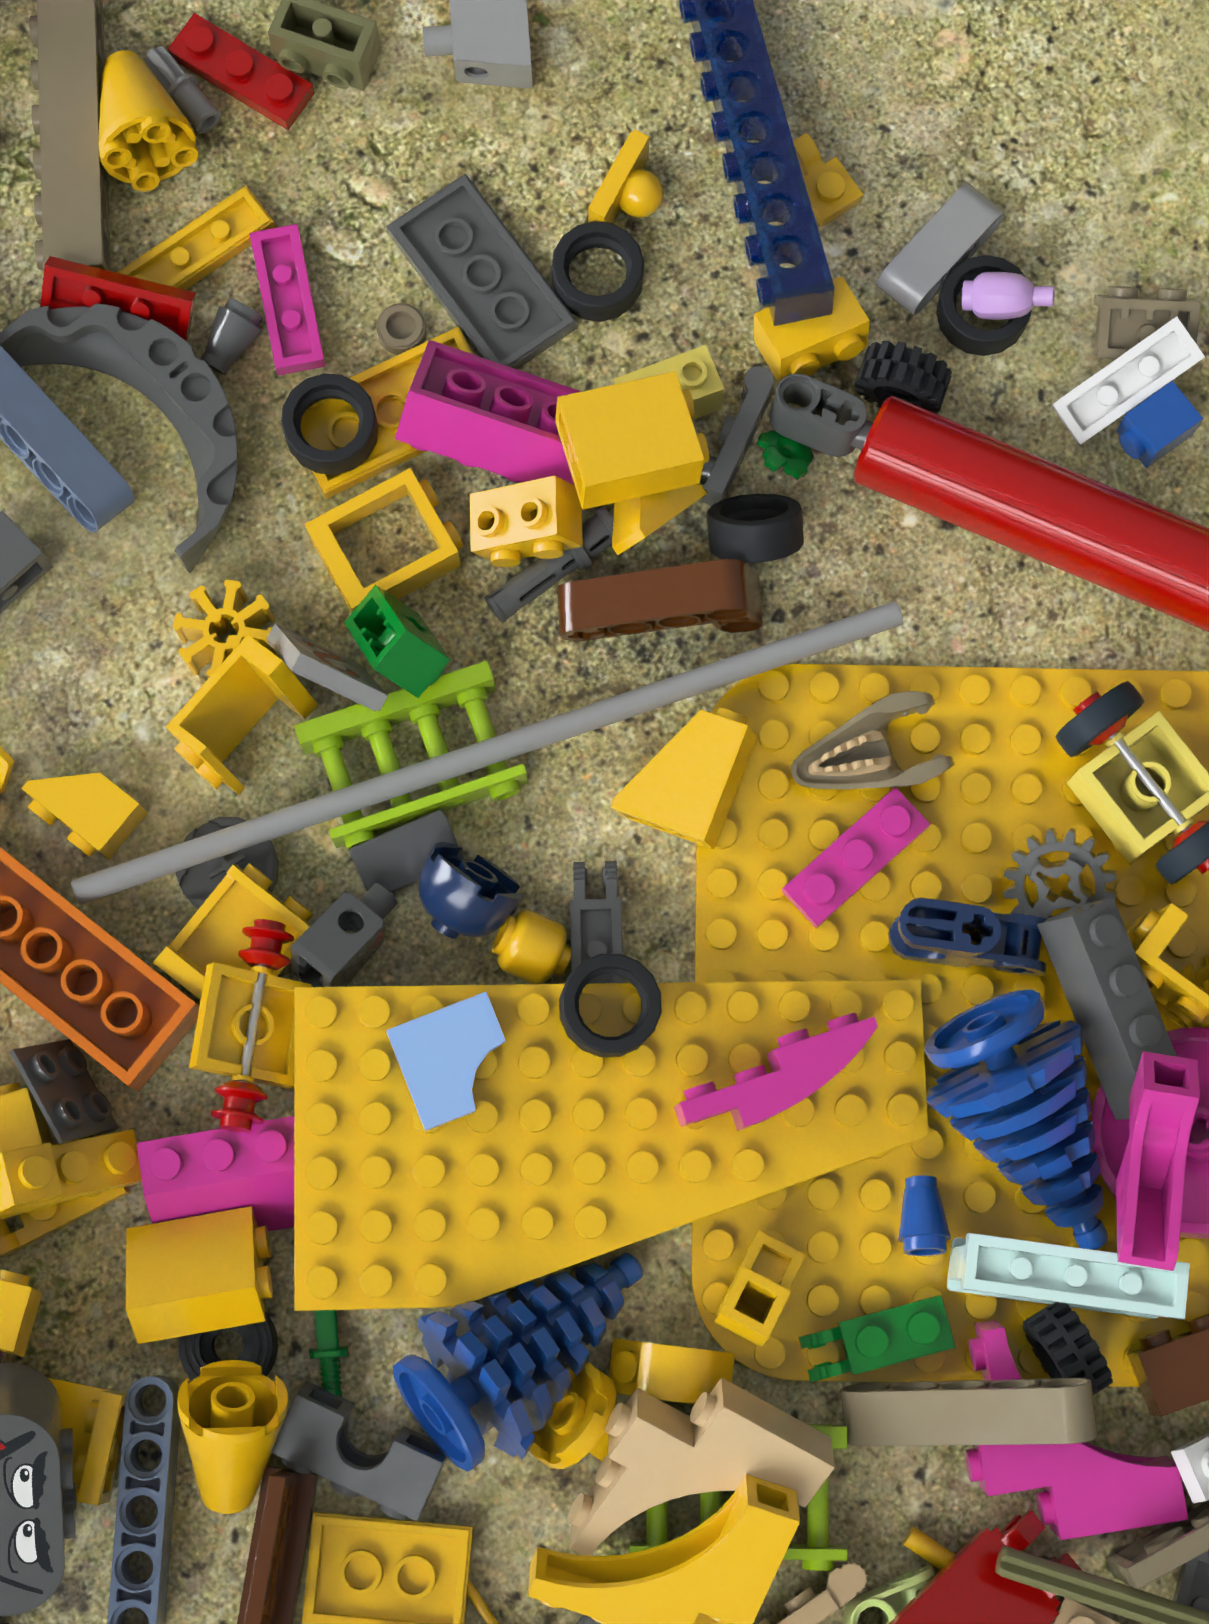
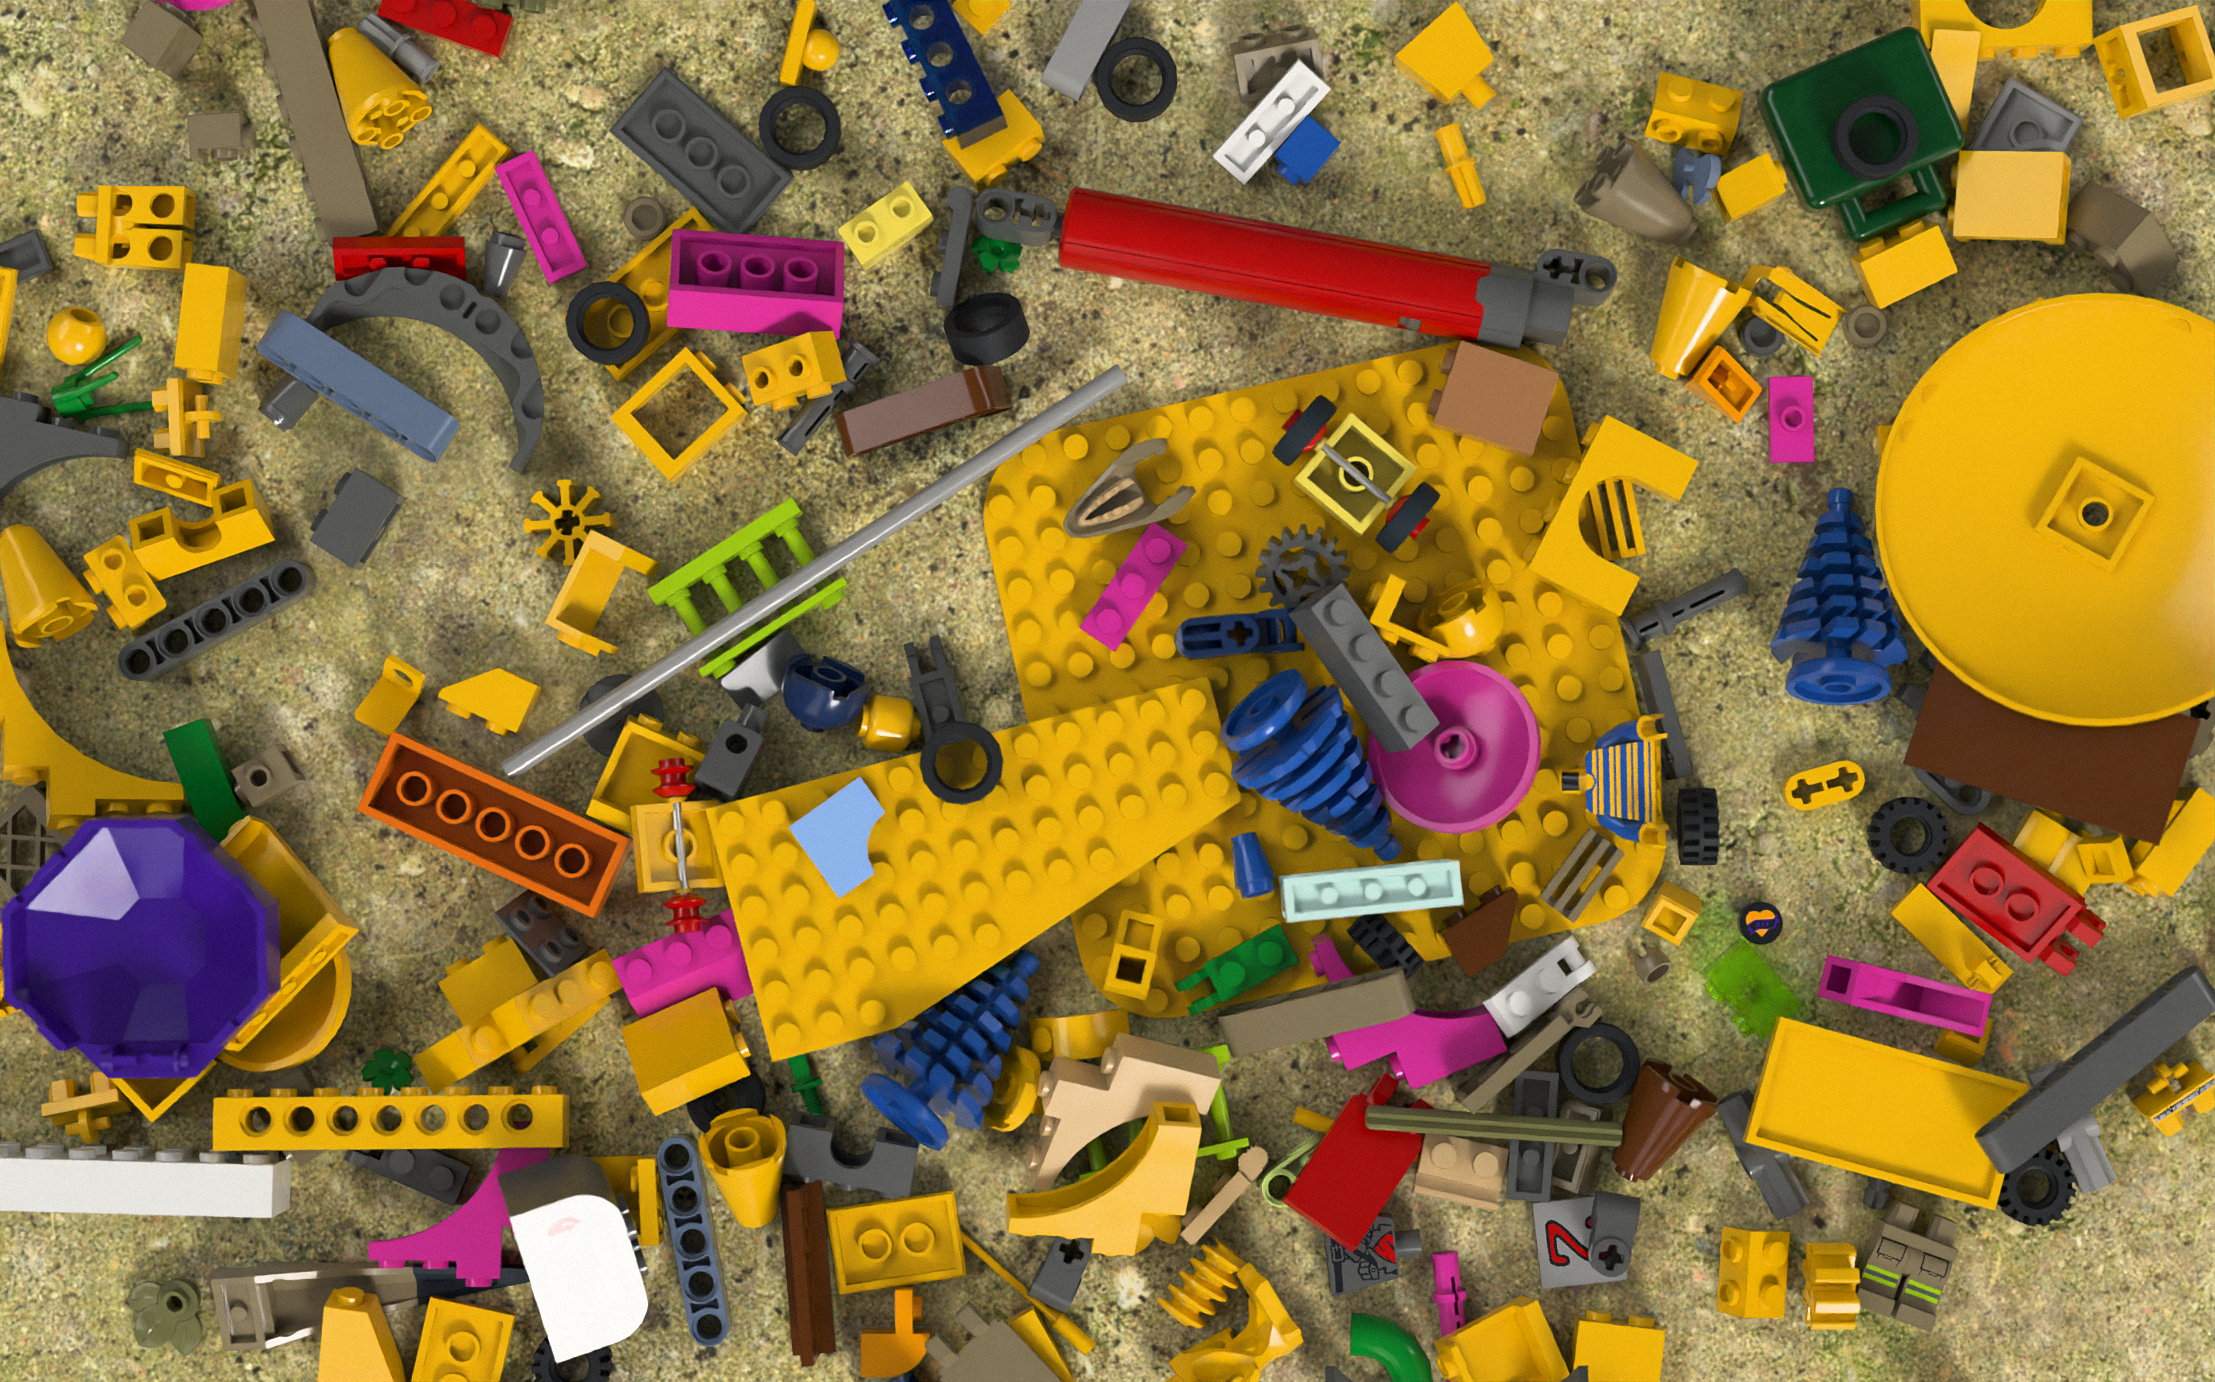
camera: 10 degrees left, 10 degrees up
(326, 668) = (661, 537): light grey tile -> none
(397, 641) = (713, 501): green brick -> none
(630, 439) = (865, 287): yellow brick -> none
(643, 515) = (892, 331): yellow slope -> none
(691, 779) = (984, 555): yellow slope -> none
(798, 1070) = (1125, 777): dark pink slope -> none
(904, 374) = (1081, 167): black tyre -> none
(1004, 295) = (1149, 75): lavender plant -> none
(1155, 1160) = (1415, 788): dark pink arch -> none

